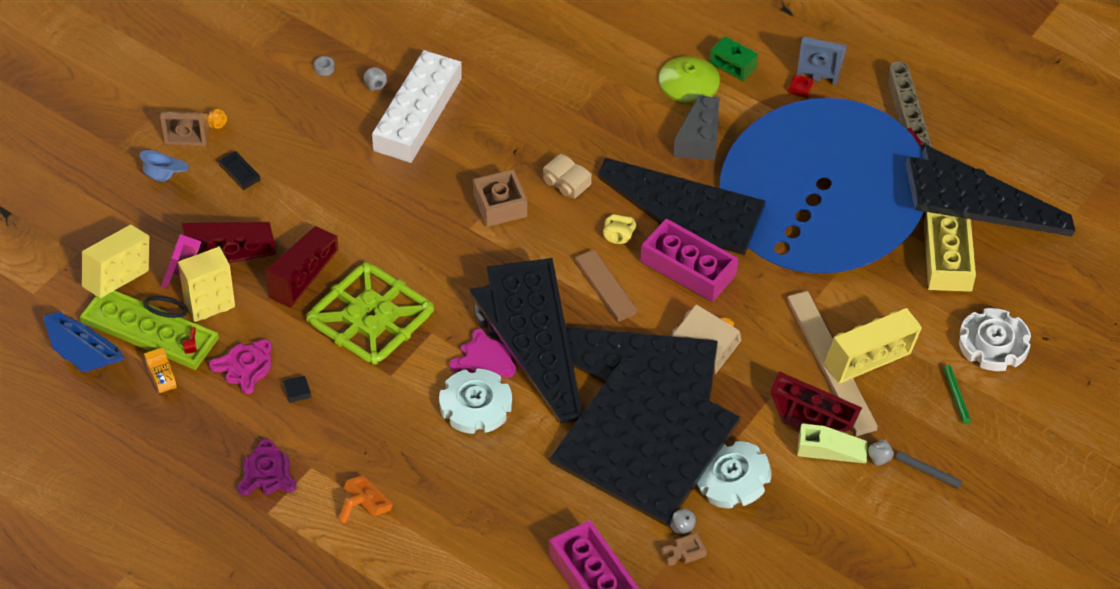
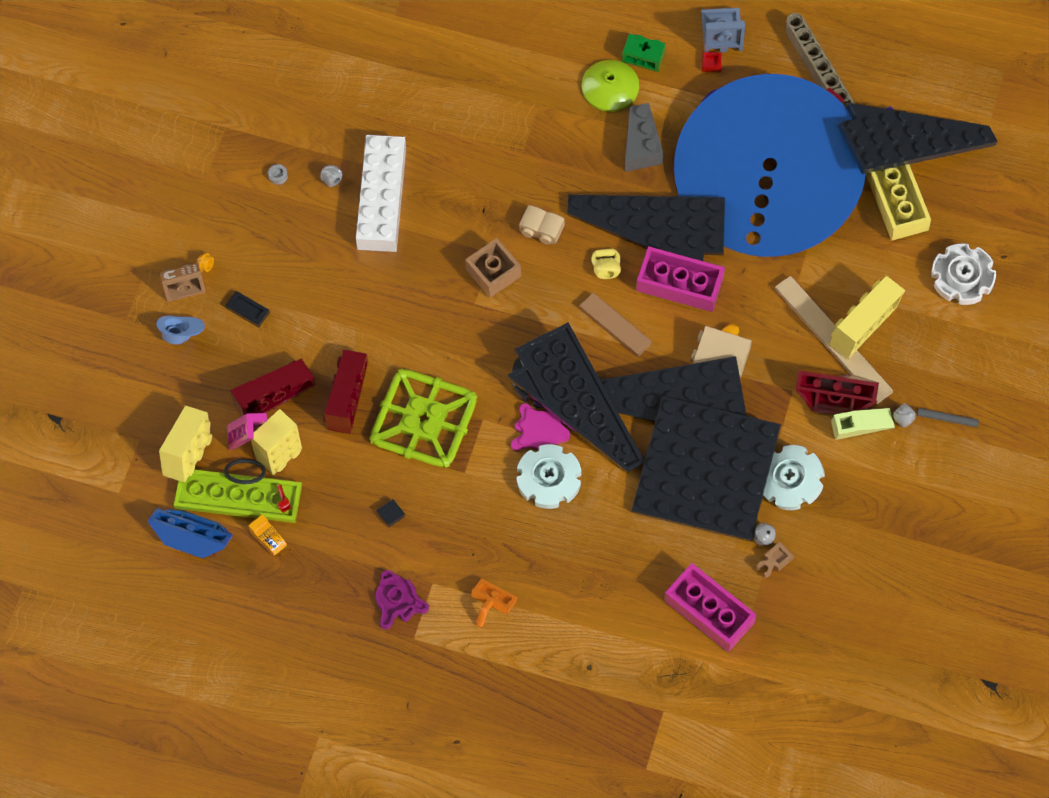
camera: 15 degrees left, 15 degrees up
(245, 364) = (336, 502): dark pink tile -> none
(956, 393) = (948, 337): green bar -> none

